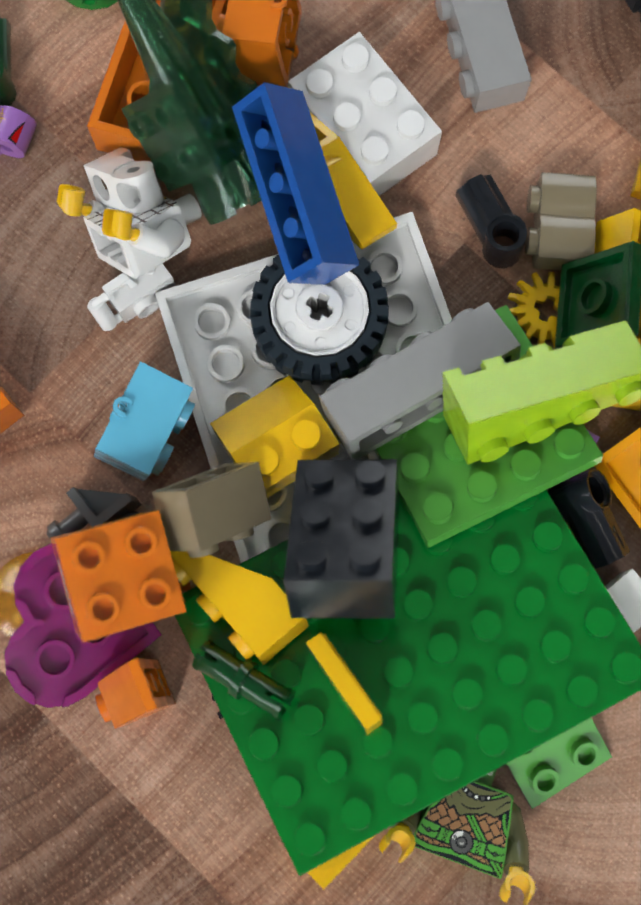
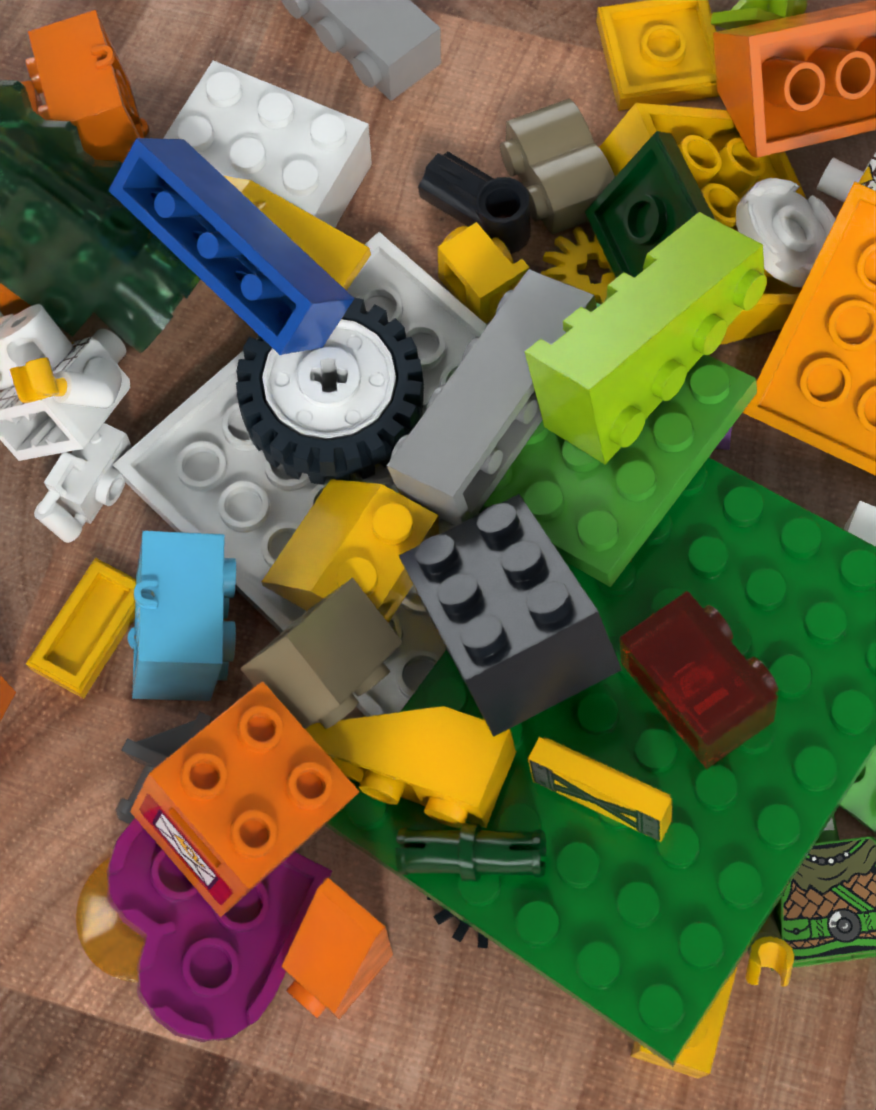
camera: 25 degrees left, 10 degrees down
(87, 395) = (86, 629): none -> yellow tile
(448, 643) = (699, 678): none -> clear red brick
(467, 274) = (478, 269): none -> yellow brick
(586, 507) = (766, 456): black piece -> none

